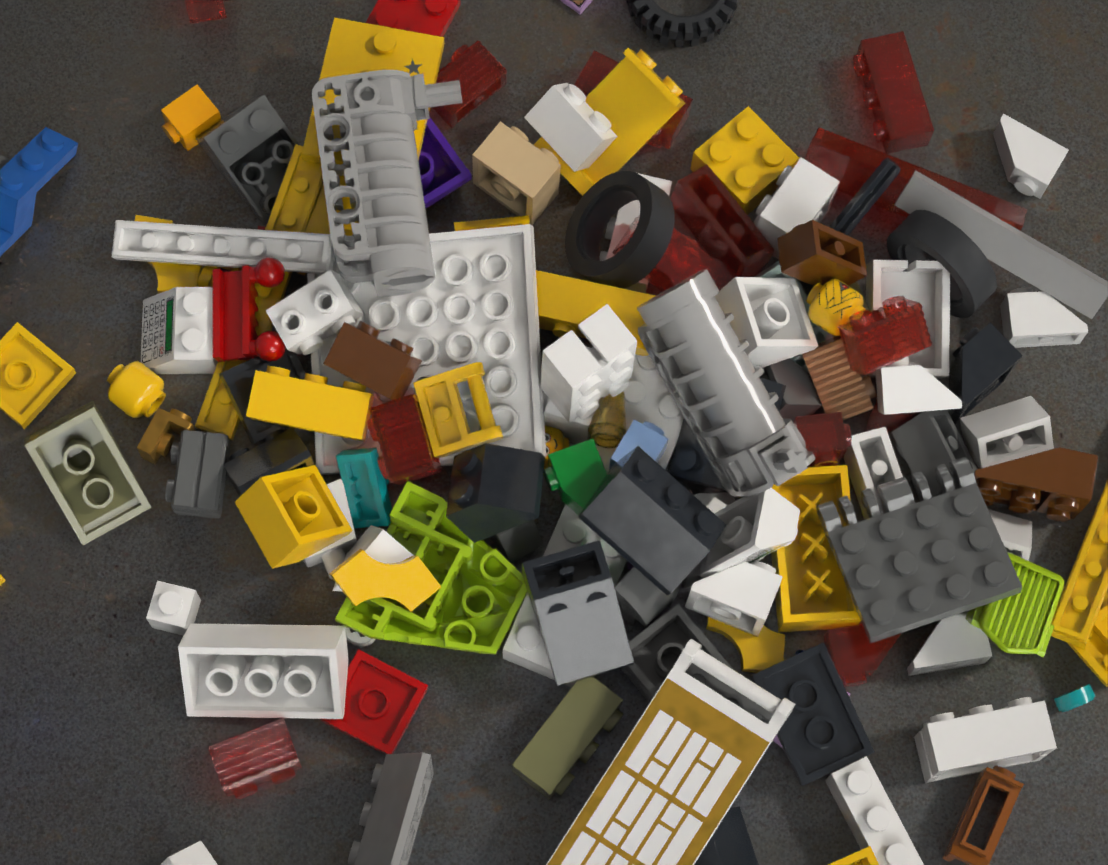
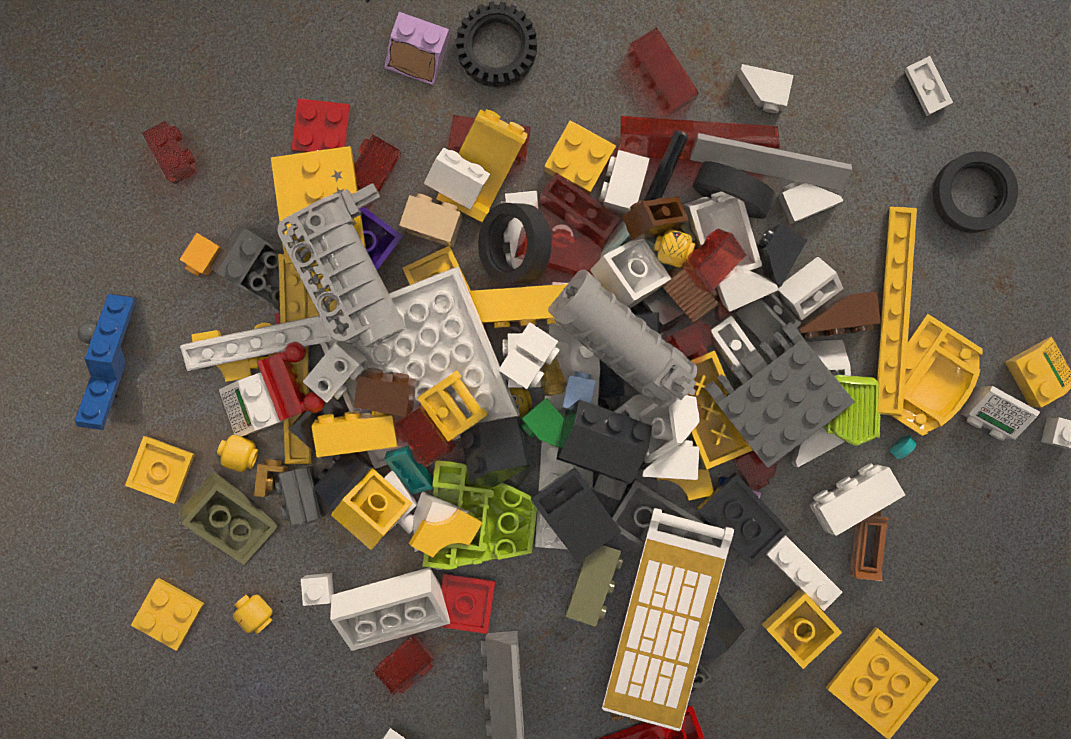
camera: 15 degrees left, 15 degrees up
(68, 613) = (252, 614): none -> yellow head

